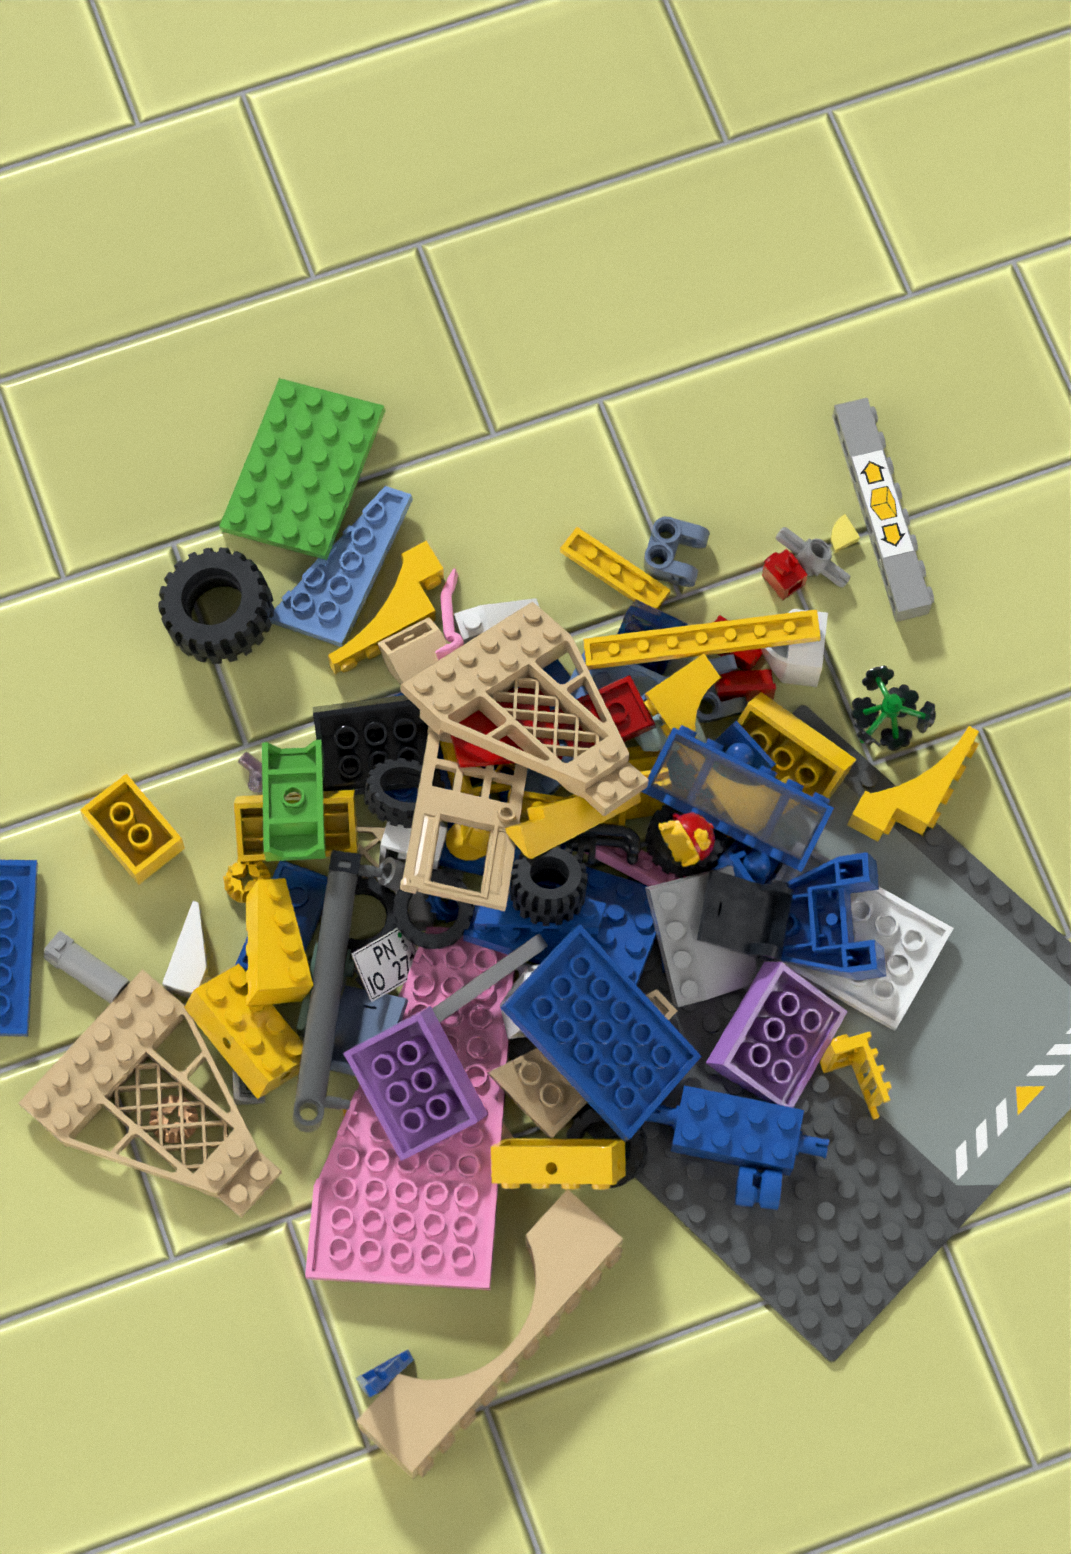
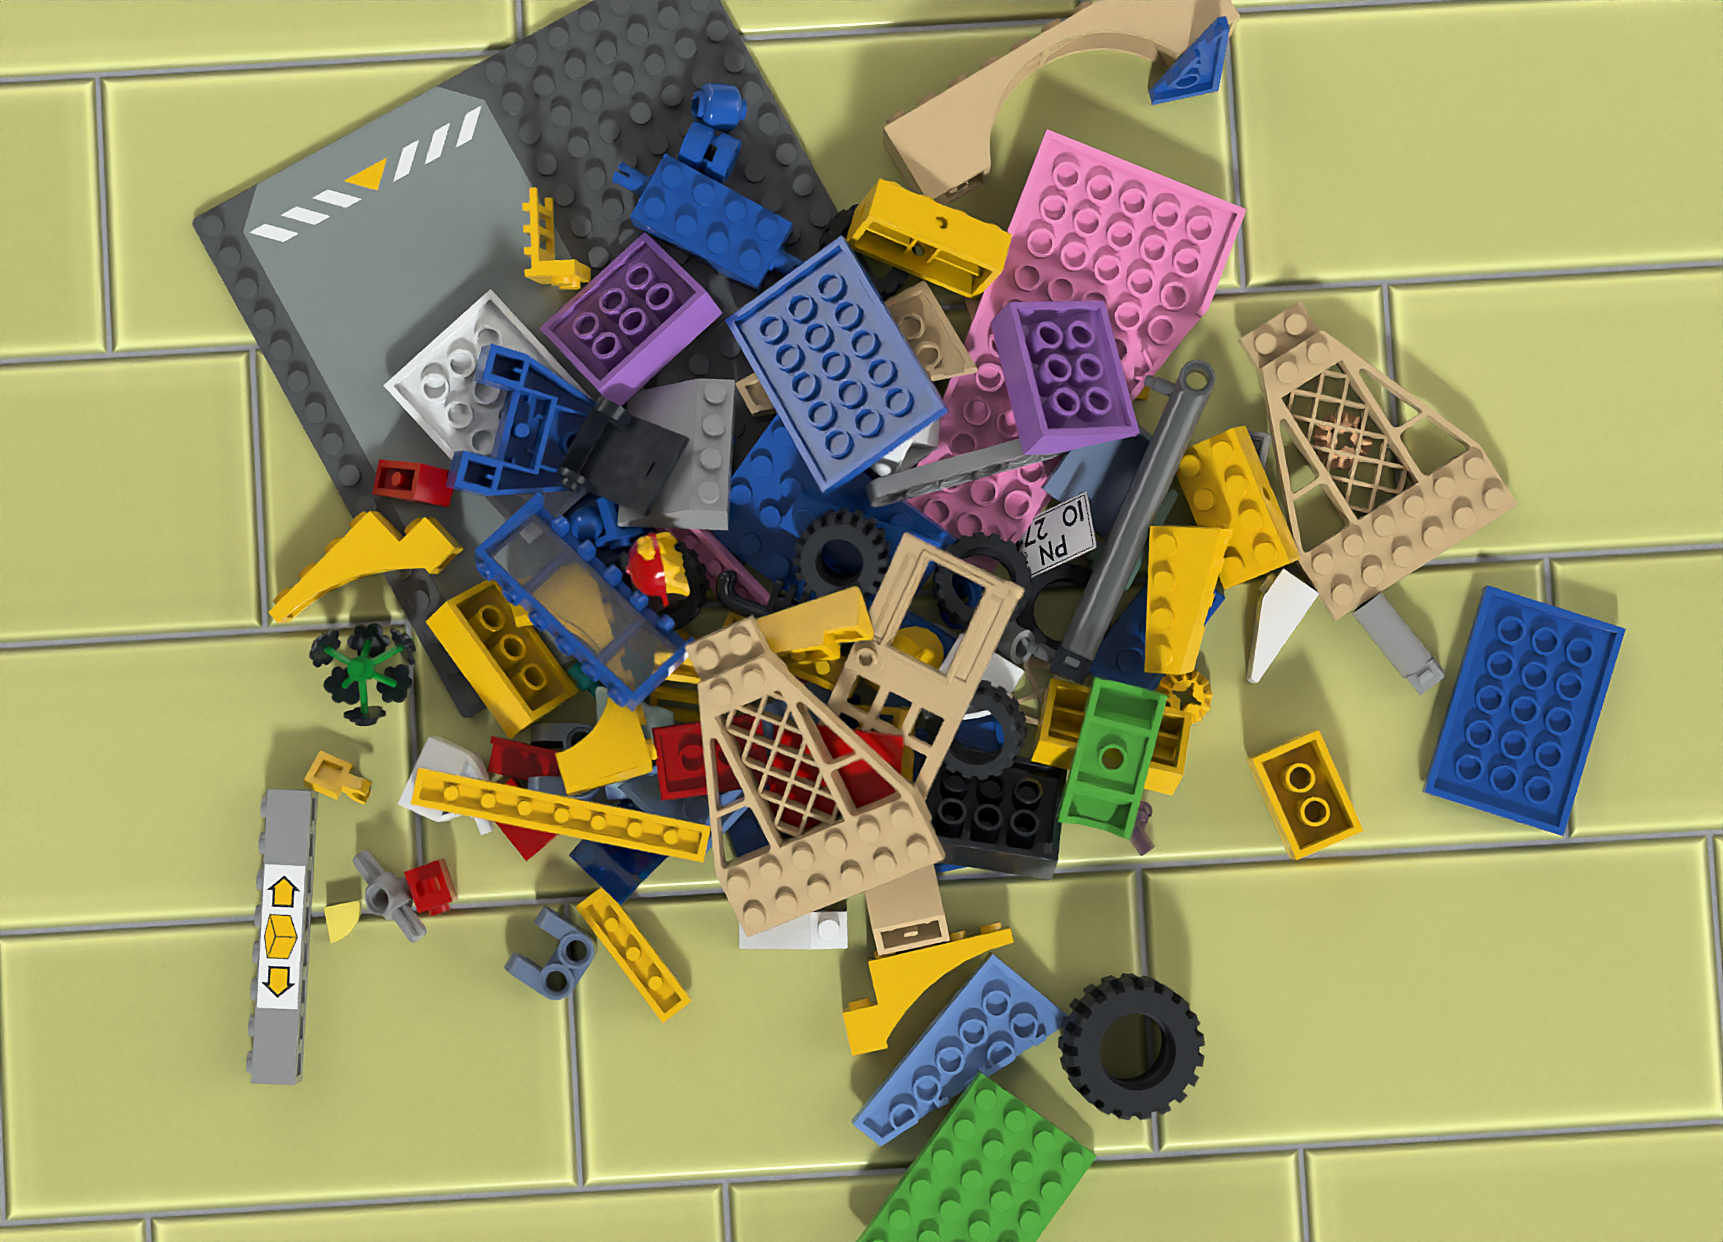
camera: 165 degrees left, 15 degrees up
(448, 618) = (855, 946): bright pink piece -> none
(738, 740) = (555, 671): blue tile -> none
(763, 1227) = (718, 106): none -> blue head
(887, 630) = (333, 775): none -> yellow plate
(904, 861) = (412, 483): none -> red slope

